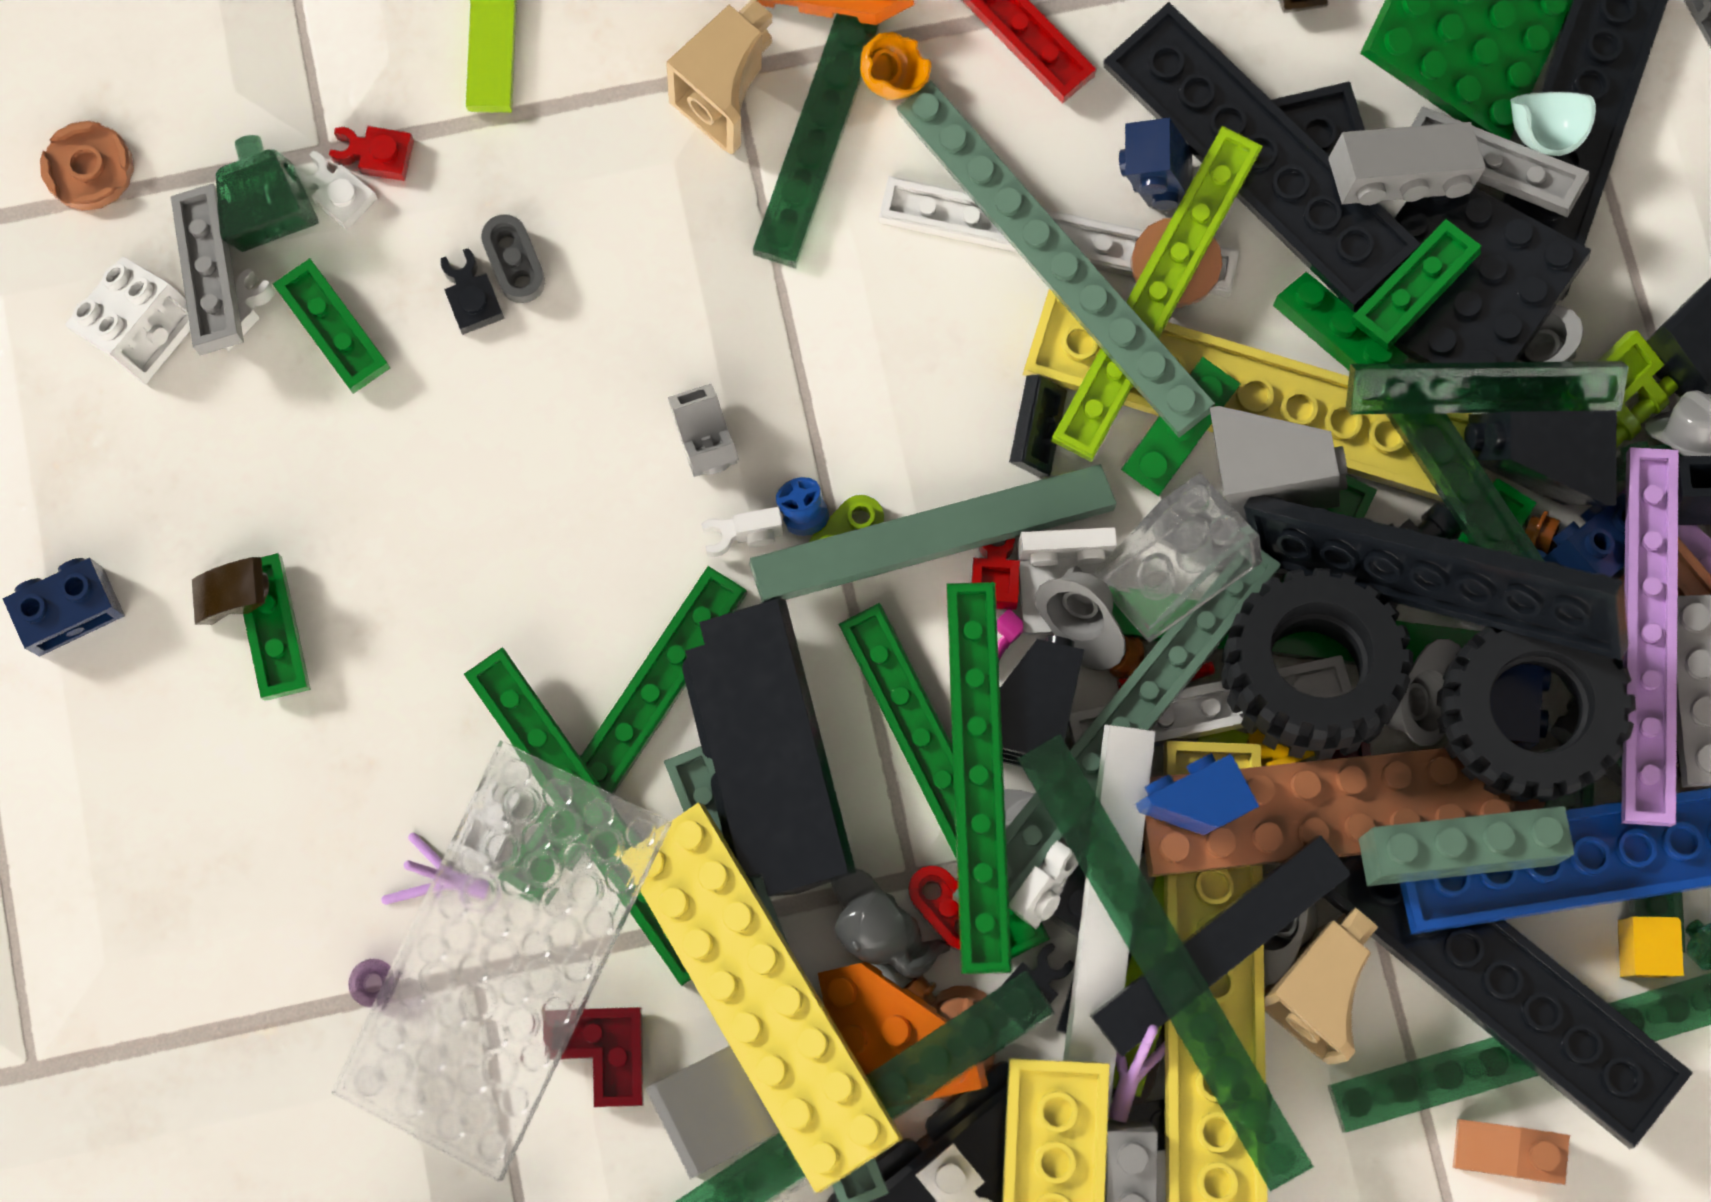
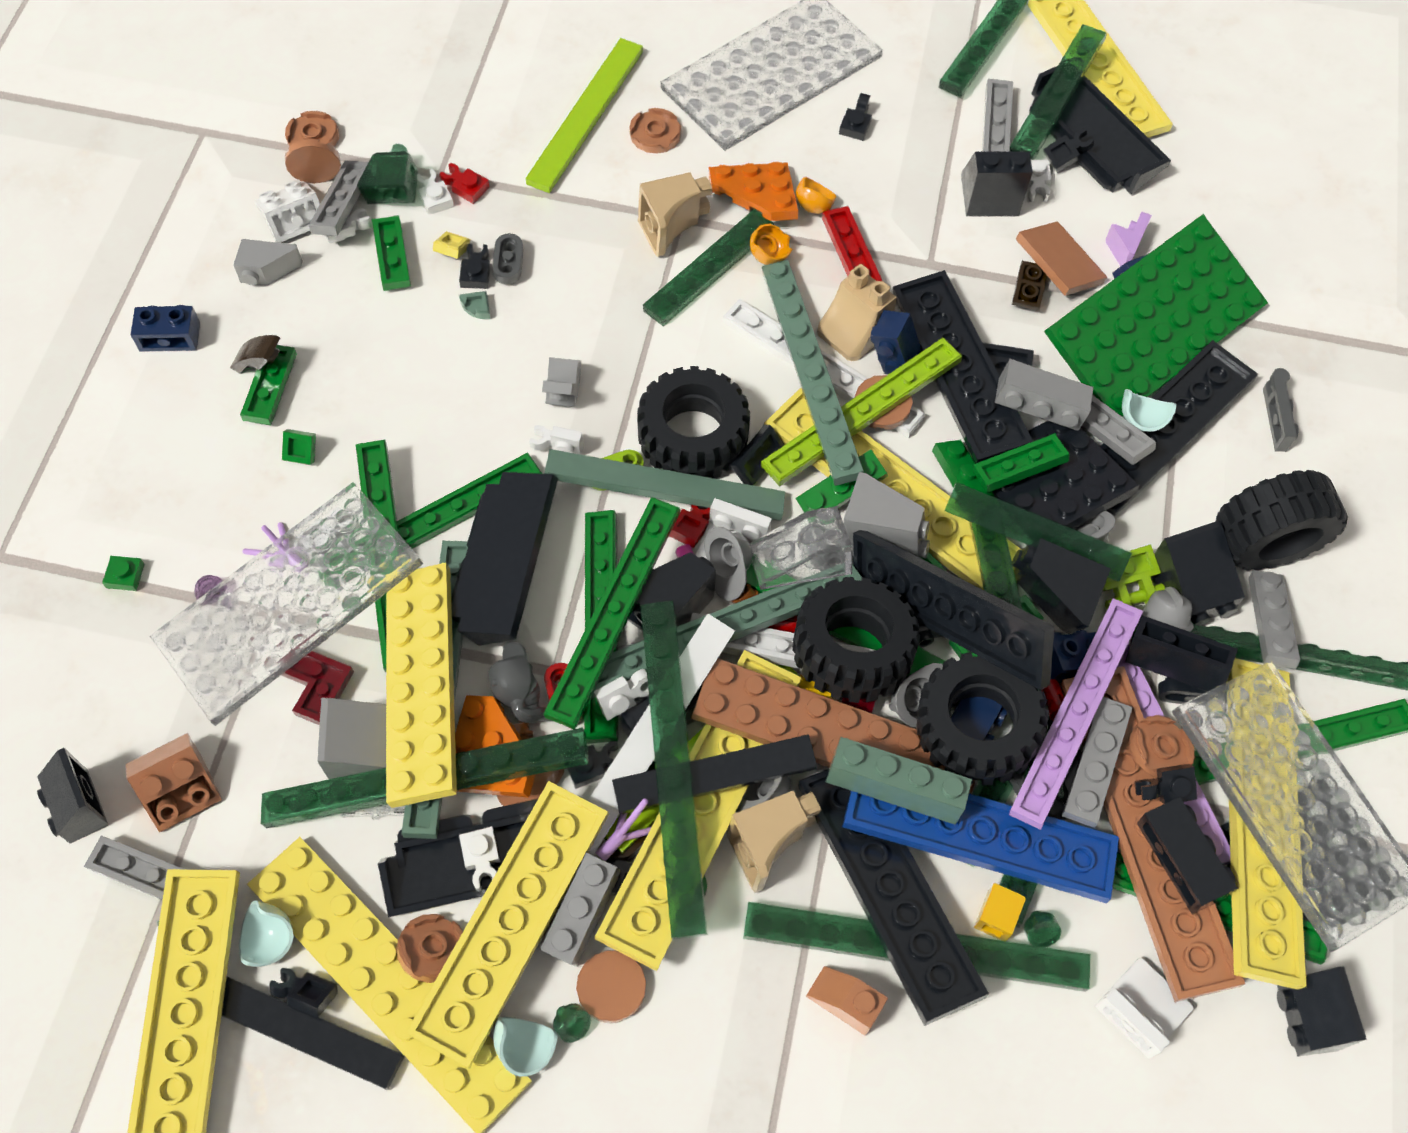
camera: 25 degrees right, 15 degrees down
(127, 225) = (312, 161): none -> nougat tile
(148, 427) = (265, 261): none -> light grey slope
(232, 1014) = (123, 573): none -> green plate
(375, 708) = (298, 446): none -> green plate
(415, 272) = (451, 245): none -> light yellow tile
(504, 355) = (475, 304): none -> sand green tile
(802, 506) = (597, 441): blue wheel -> none
(937, 363) = (699, 392): none -> black tyre
(1077, 138) = (855, 313): none -> tan hips
(1204, 799) = (742, 678): blue slope -> none

